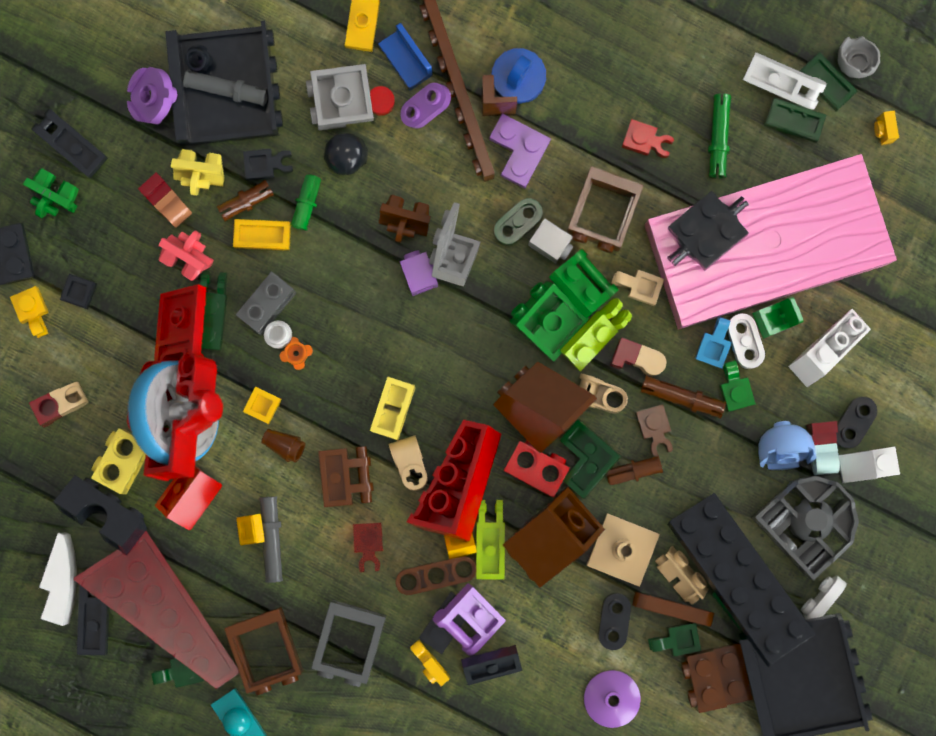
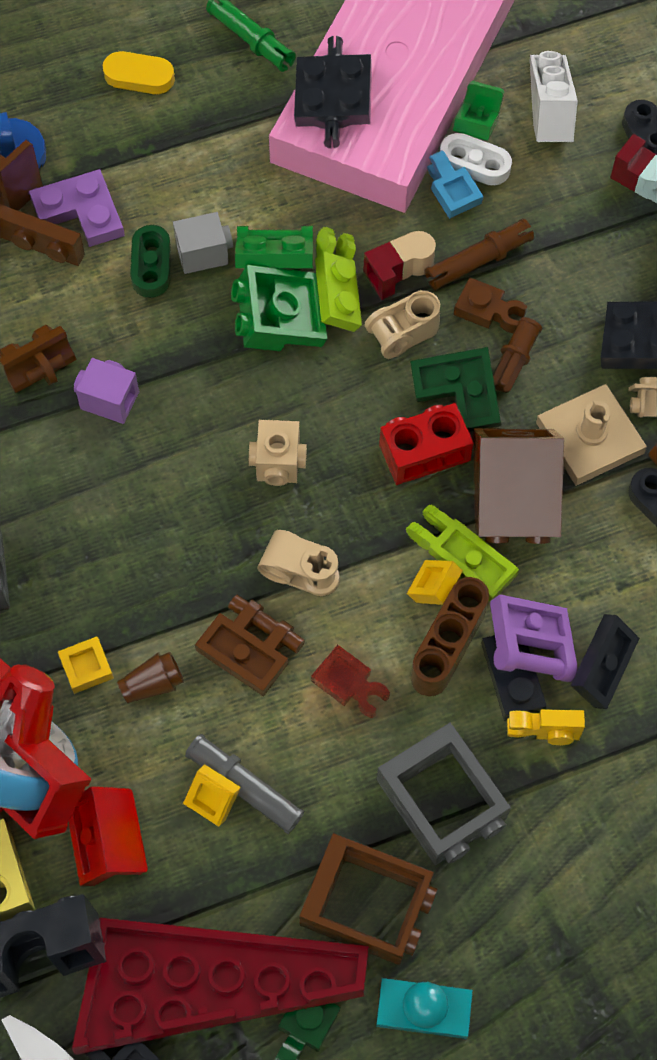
camera: 45 degrees left, 20 degrees down
(278, 334) = (25, 584): white plate -> none
(297, 361) = (59, 574): orange plate -> none
(392, 408) = (223, 526): light yellow brick -> none
(454, 252) = (124, 340): light grey bracket -> none
(459, 483) = (376, 536): red wedge -> none
(467, 390) = (277, 452): none -> tan brick
(542, 404) = (364, 372): reddish brown slope -> none
(612, 183) = (219, 141): window -> none
(635, 97) = (138, 72): none -> yellow tile
(642, 138) = (185, 98): plate -> none
(642, 287) = (329, 202): tan plate -> none
(736, 391) = (513, 204): green plate -> none
(786, 446) = (618, 198): light blue cylinder -> none

